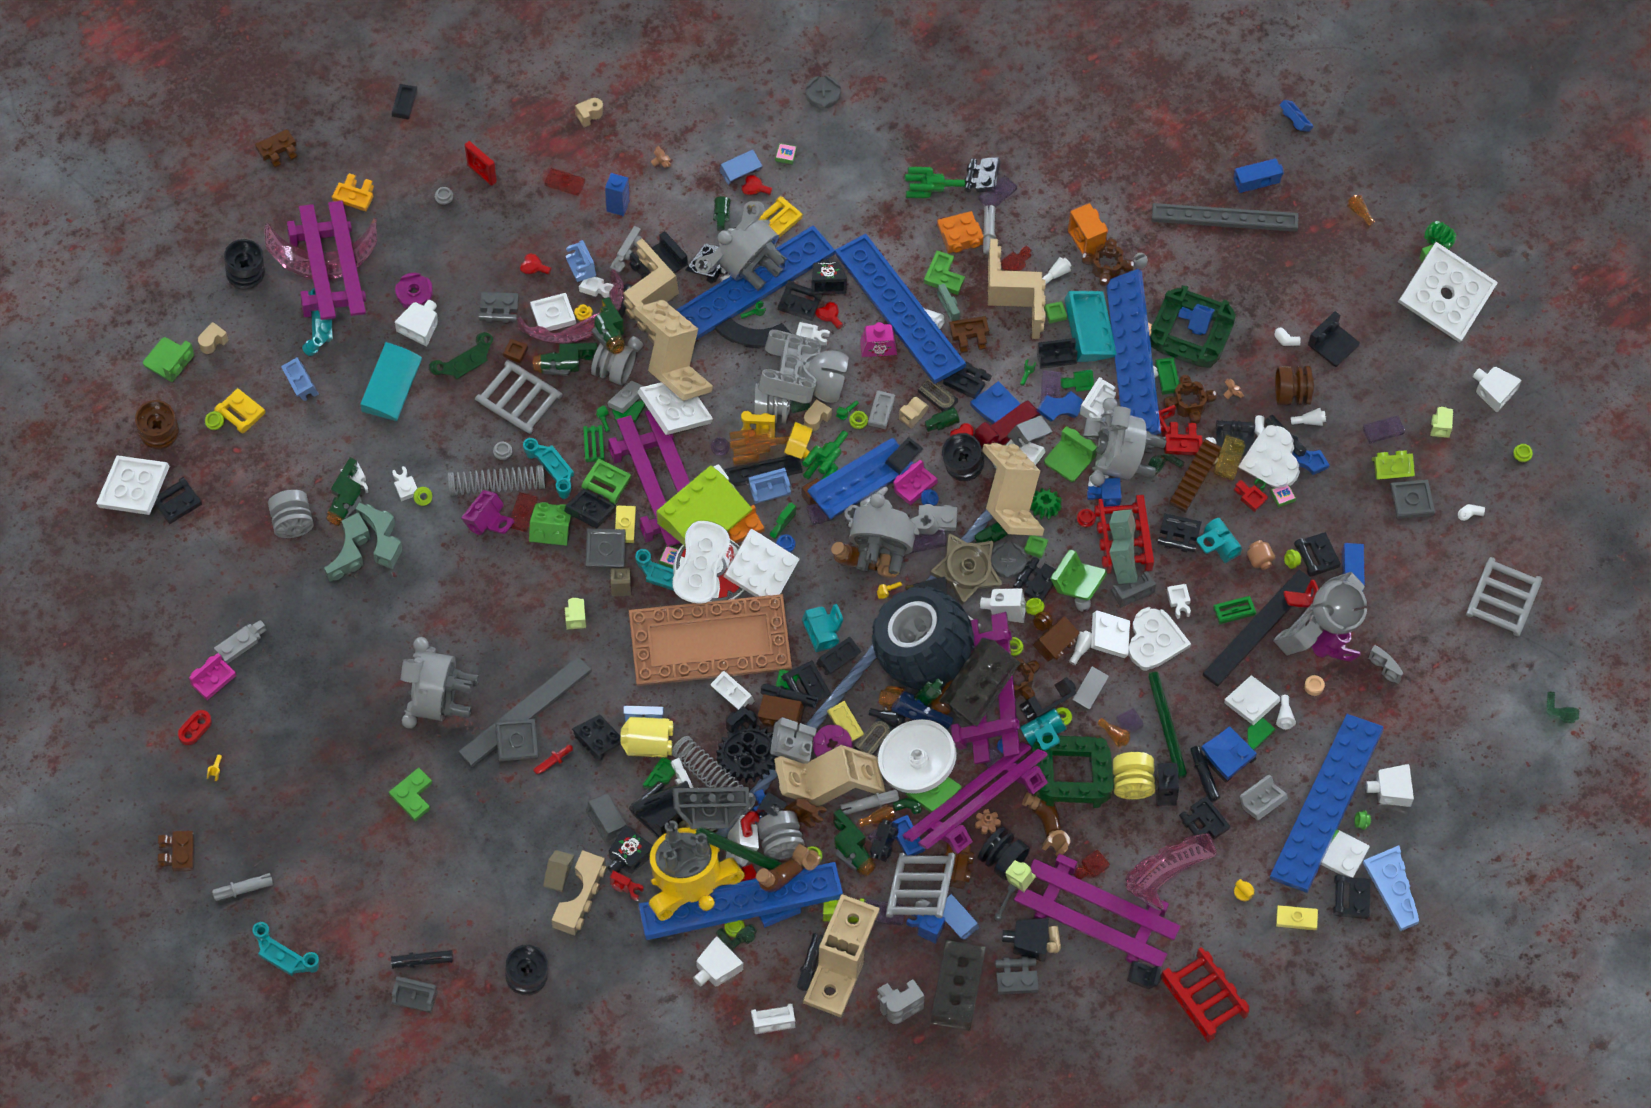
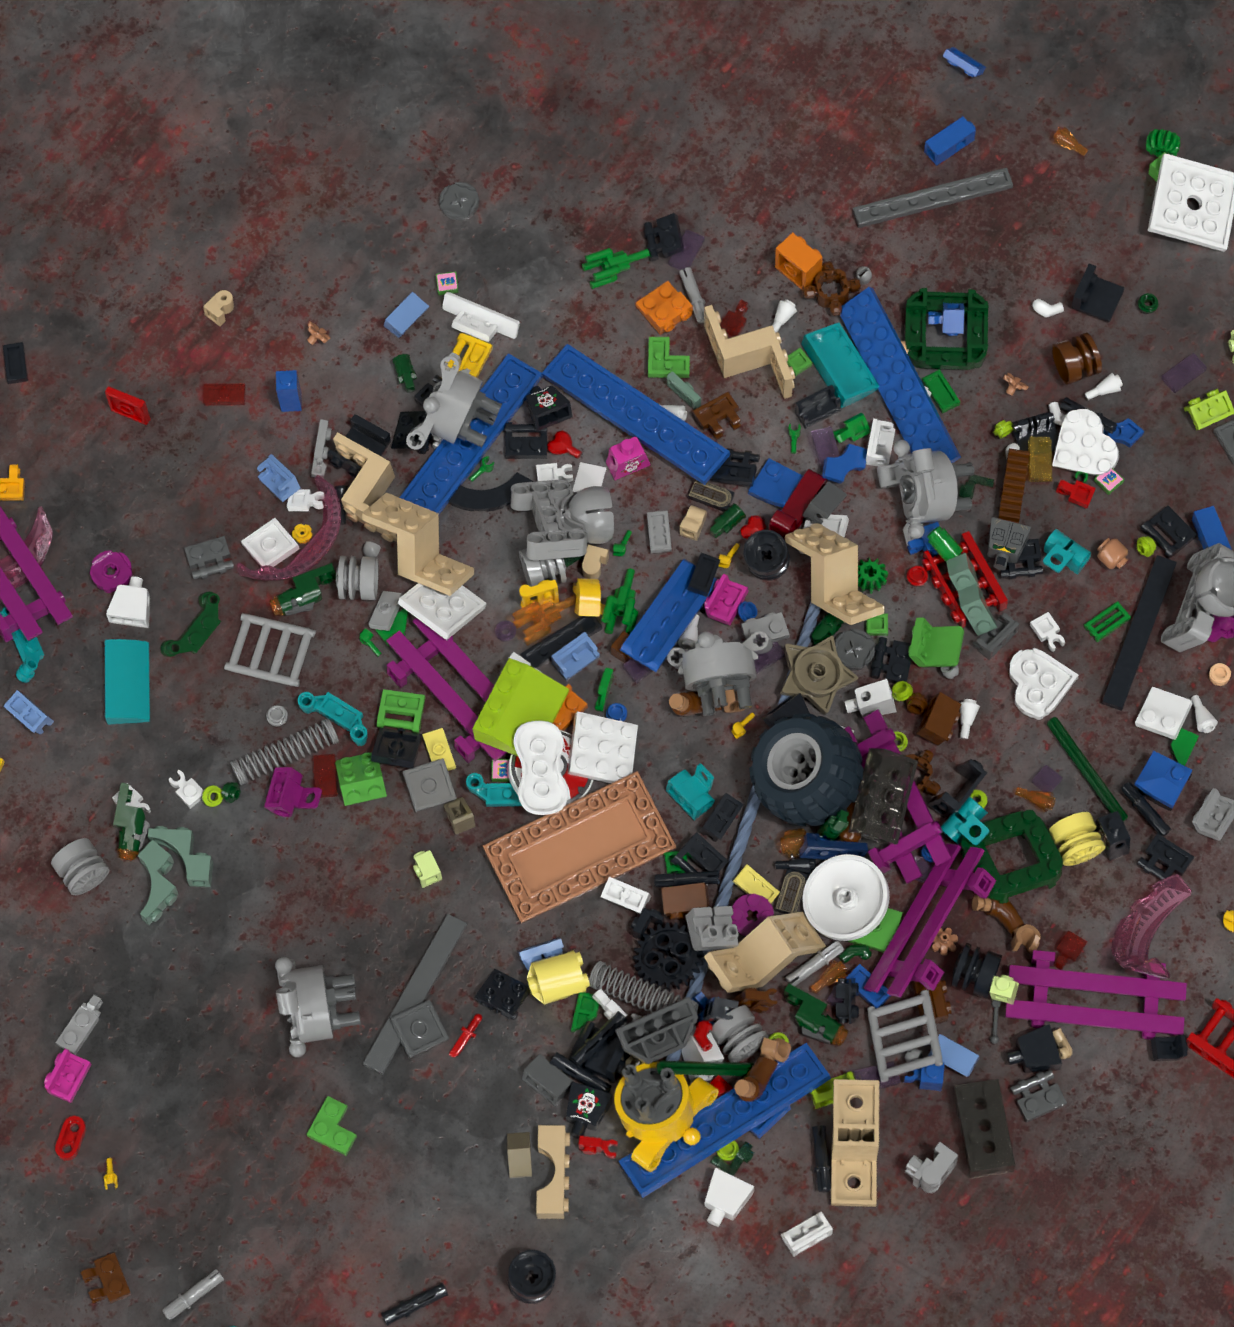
camera: 15 degrees left, 5 degrees up
(439, 498) = (231, 792): none -> dark green plate
(444, 195) = (100, 454): light grey plate -> none
(515, 350) = (246, 600): reddish brown plate -> none
(533, 264) = (227, 498): red rock -> none
(592, 430) = (363, 658): green tile -> none
(609, 327) = (342, 543): dark green plate -> none
(633, 820) = (579, 1073): none -> black axle
(754, 185) = (428, 330): red rock -> none
(799, 190) = (478, 320): none -> white bracket
(842, 345) = (588, 476): none -> white sticker
(858, 415) = (639, 545): lime plate -> none
(927, 452) = (726, 560): none -> yellow hand
(1071, 455) = (875, 513): bright green bracket -> none
(1090, 687) = (994, 758): light grey slope -> none
(1110, 634) = (992, 693): white plate -> none
(1116, 496) = (944, 543): none -> green head
(1164, 429) = (954, 435): red bracket -> none
(1172, 514) = (1006, 541): none -> dark grey torso
(1182, 444) = (986, 461): red plate -> none
(1193, 411) = (965, 398): reddish brown piece -> none
(1208, 423) = (1003, 429): none -> lime plate
(1301, 599) = (1175, 586): red bracket -> none
(1375, 358) = (1148, 298): none -> dark green plate

